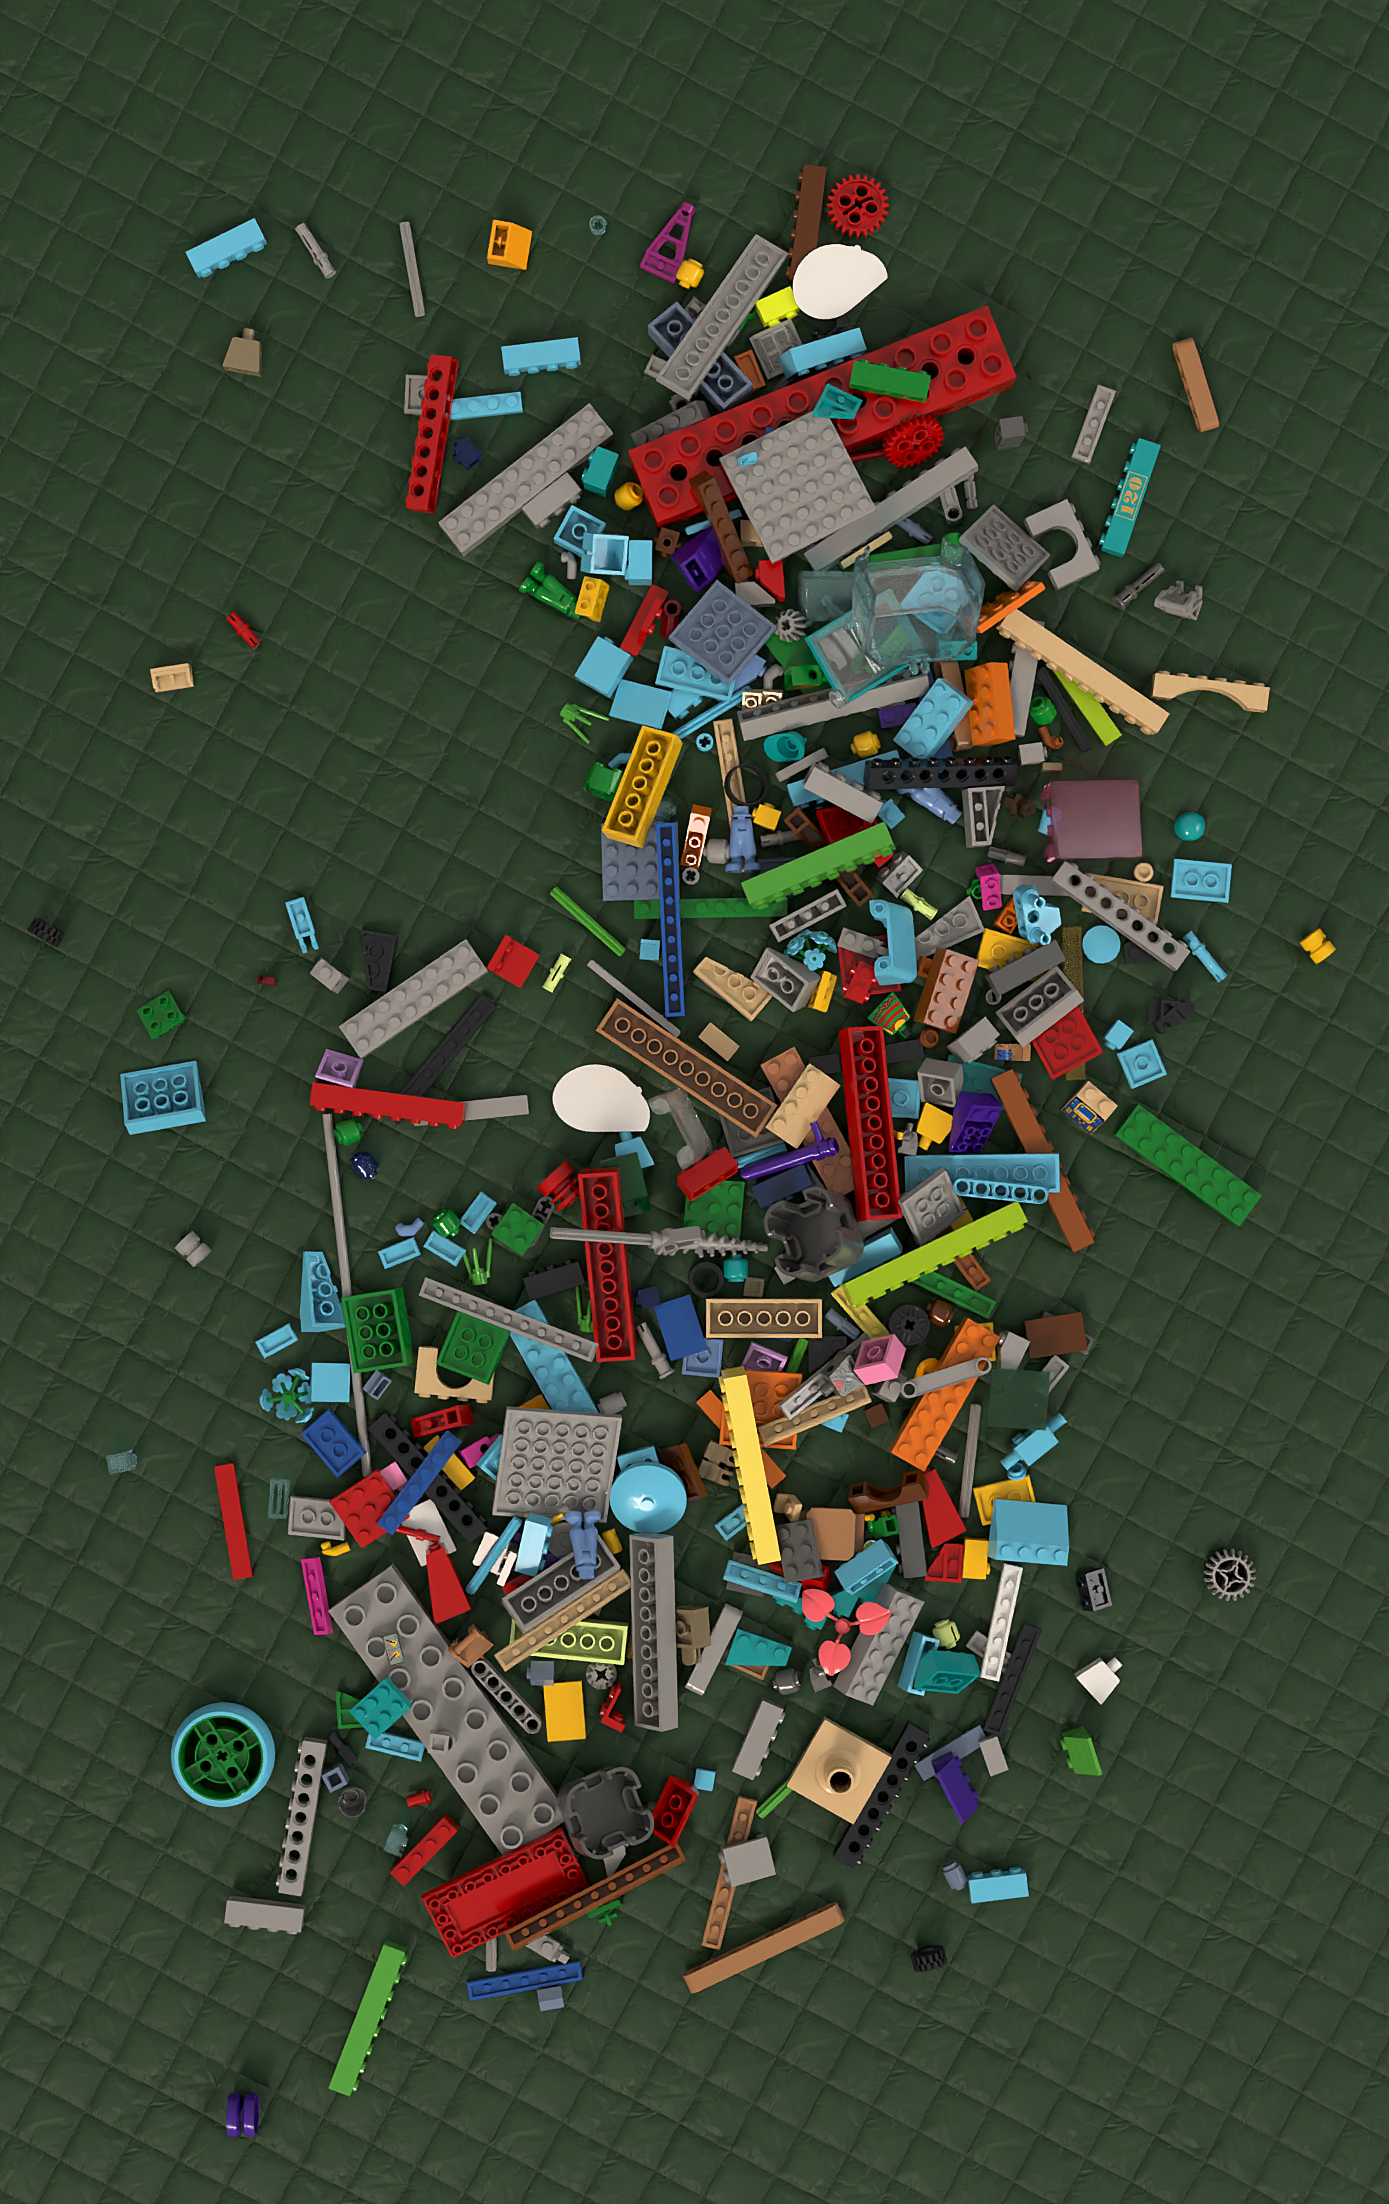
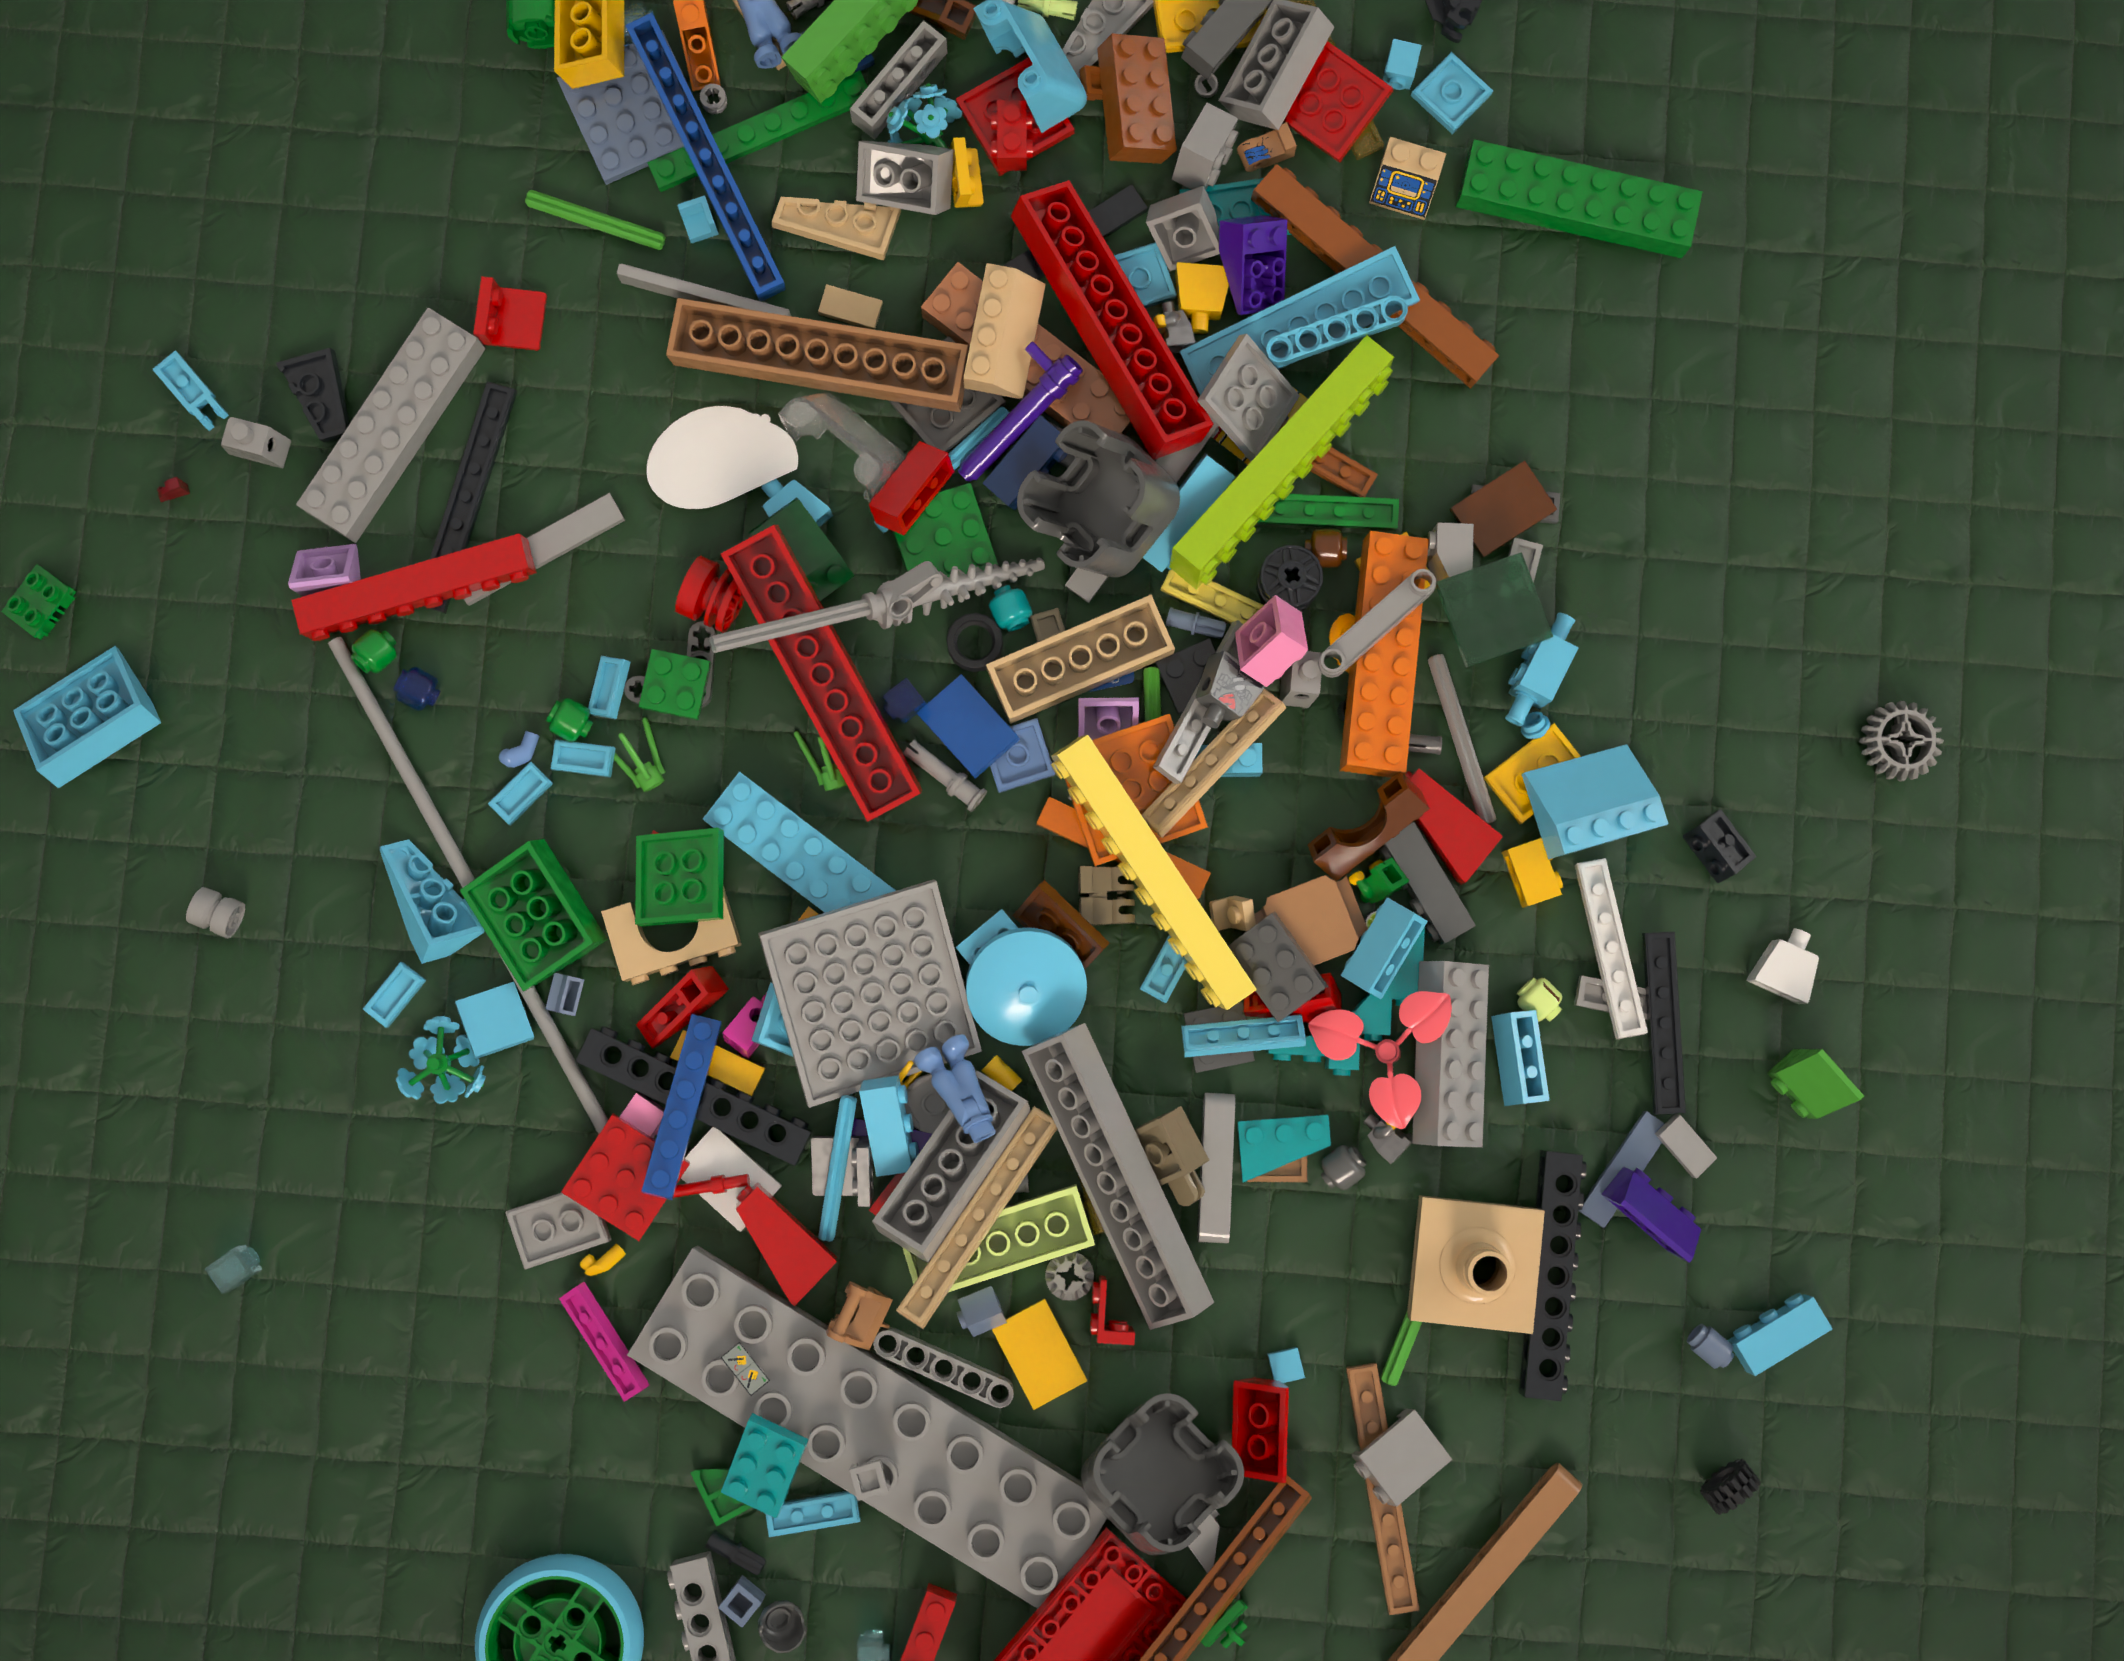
camera: 30 degrees left, 5 degrees down
(233, 1521) = (437, 1285): red tile -> none
(279, 1495) = (505, 1228): clear light blue tile -> none
(333, 1443) = (537, 1106): blue tile -> none
(419, 1798) = (880, 1579): red pin -> none
(509, 1319) = (714, 812): light grey plate -> none
(549, 984) = (580, 307): yellowish green pin -> none
(554, 1279) = (758, 734): black brick -> none
(612, 1403) = (917, 872): light grey brick -> none
(717, 851) = (735, 47): light grey head -> none
(757, 1739) = (1337, 1271): light grey brick -> none
(862, 944) = (987, 86): light grey hinge -> none
(876, 1415) = (1301, 732): reddish brown tile -> none
(891, 1016) = (1080, 165): torso -> none
(929, 1038) = (1142, 178): dark orange plate -> none
(946, 1671) = (1566, 1051): teal slope -> none
(947, 1564) = (1496, 899): red wing -> none

